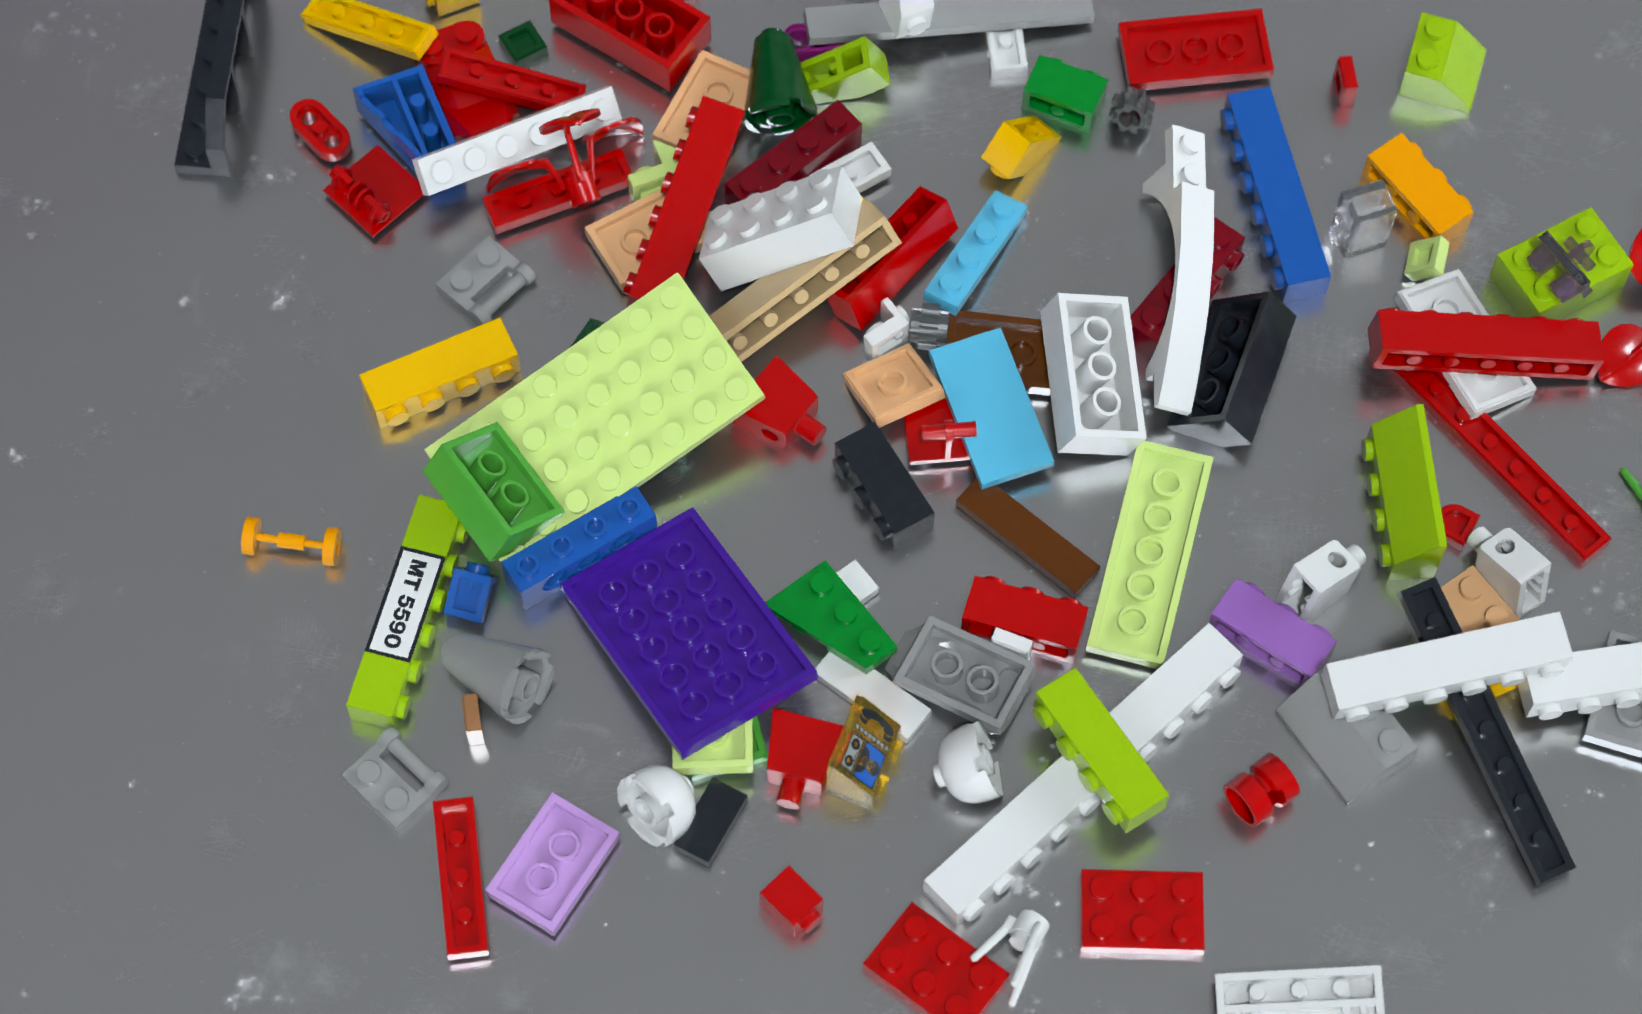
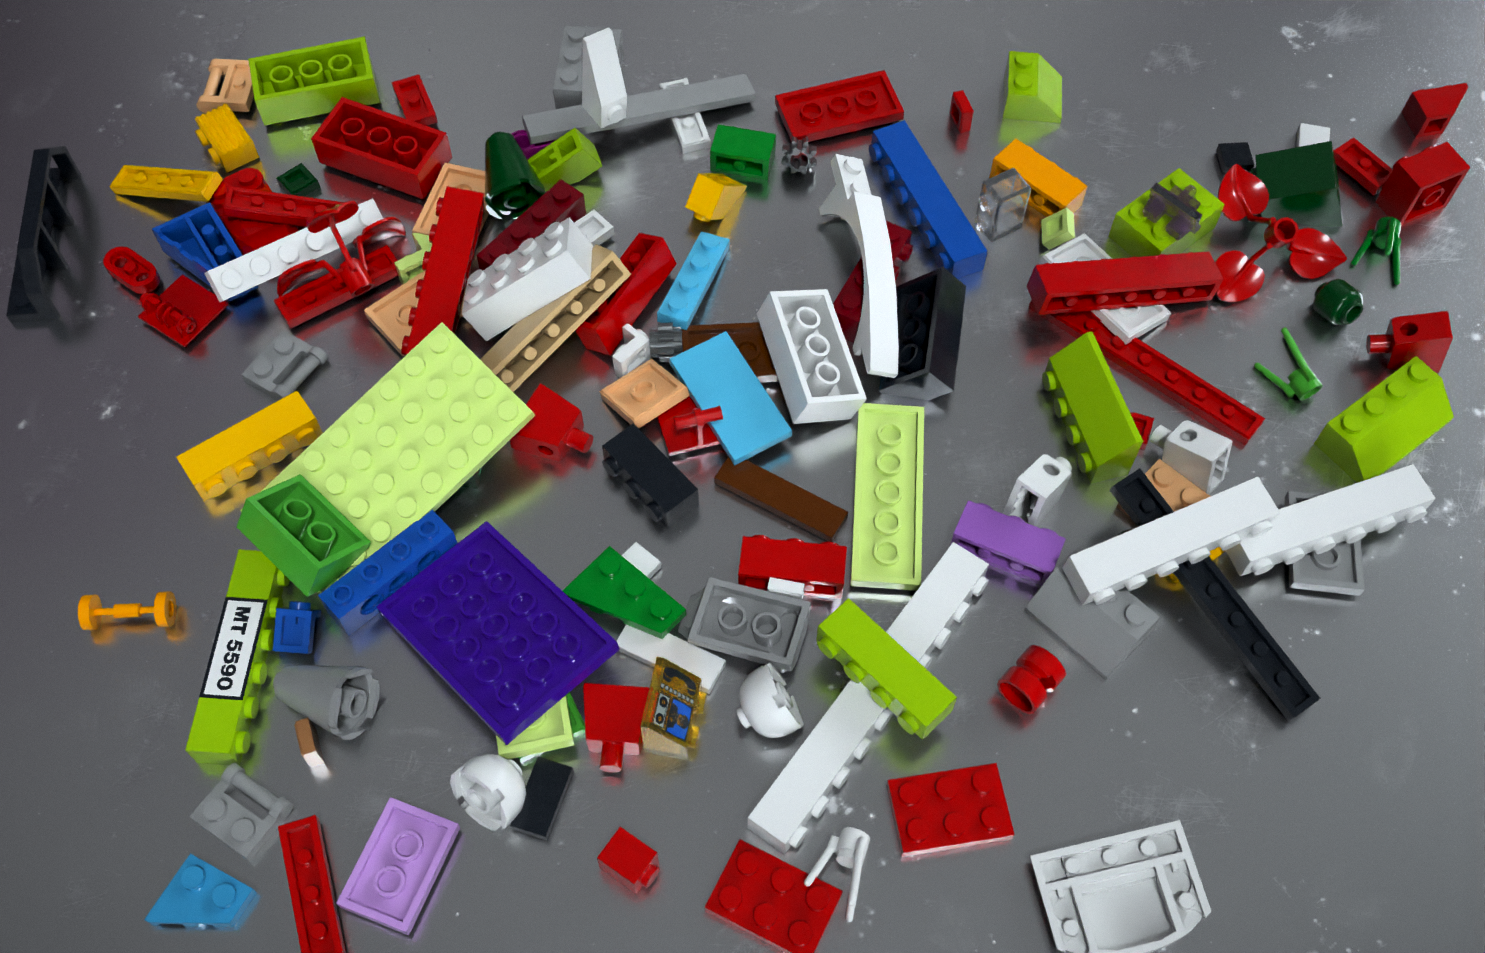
camera: 10 degrees left, 5 degrees down
(346, 858) = (201, 897): none -> dark azure wing

